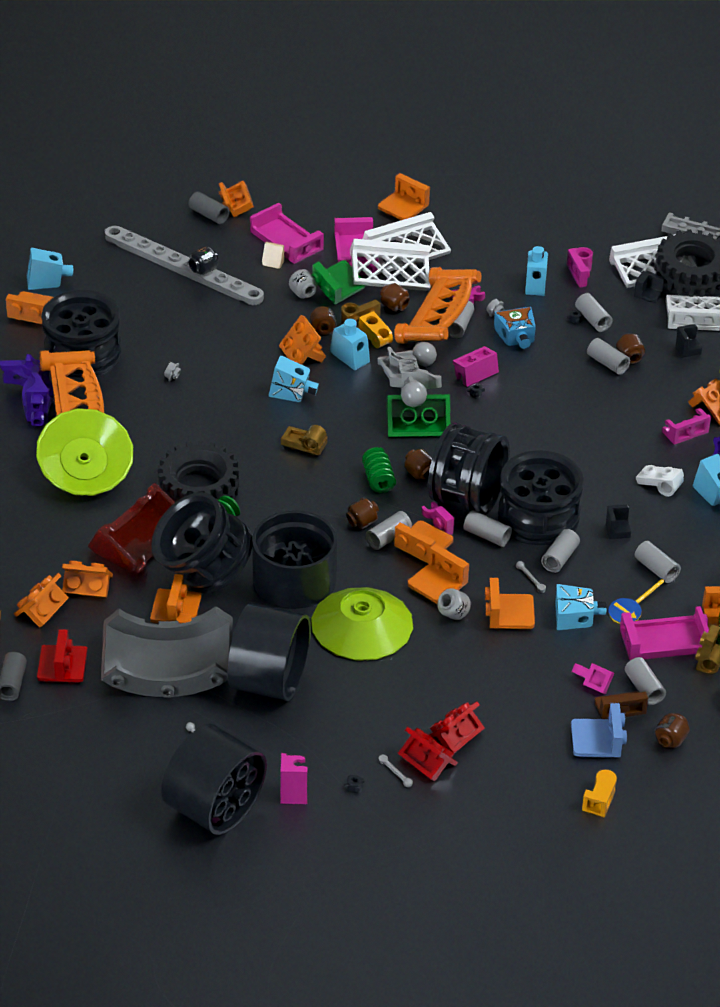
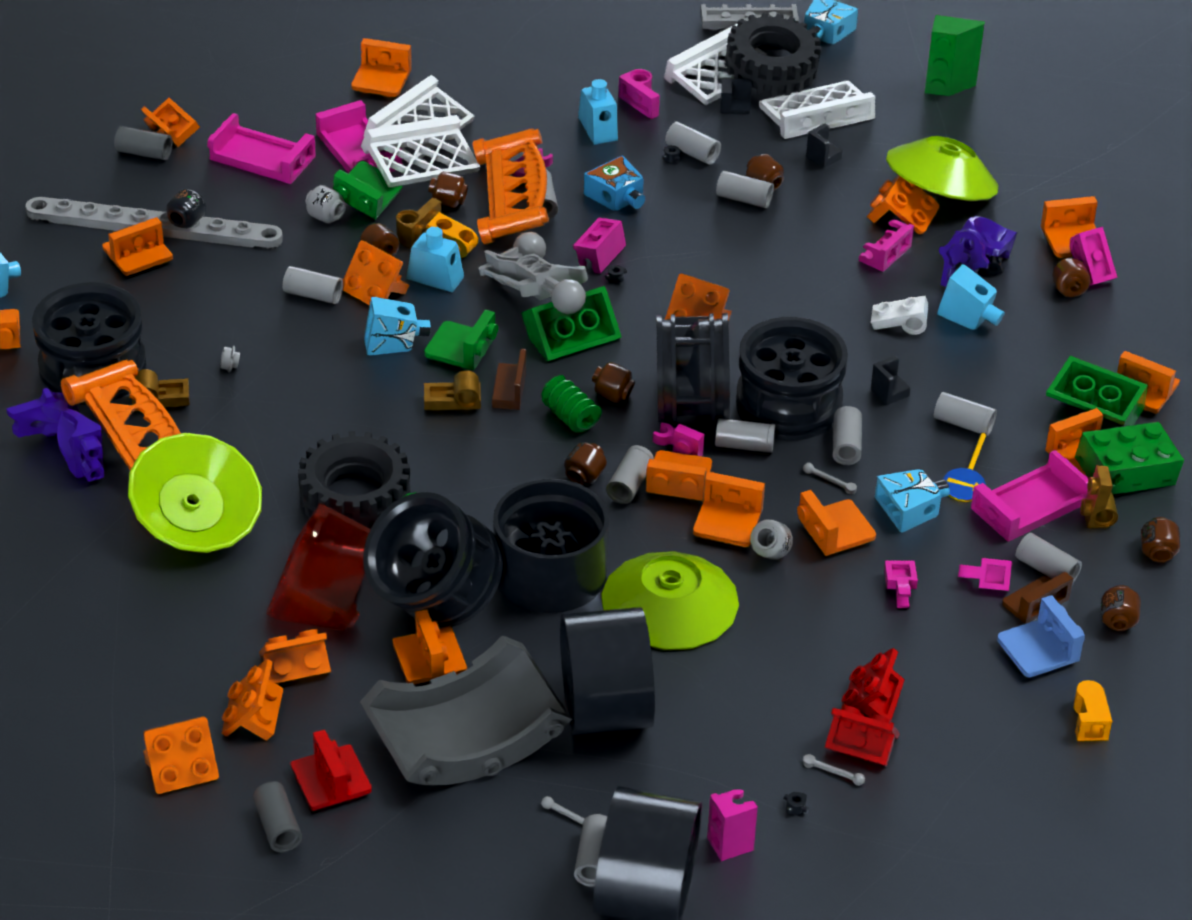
camera: 25 degrees left, 0 degrees up
(113, 380) = (168, 392): none -> pearl gold plate
(159, 278) = (138, 247): none -> orange bracket
(259, 337) = (312, 285): none -> light grey pin
(273, 255) = (263, 179): tan slope -> none
(335, 406) = (461, 343): none -> green bracket
(350, 444) = (510, 384): none -> reddish brown panel
(494, 306) = (574, 169): light grey plate -> none
(516, 427) = (697, 298): none -> orange bracket
(528, 659) = (903, 578): none -> dark pink plate

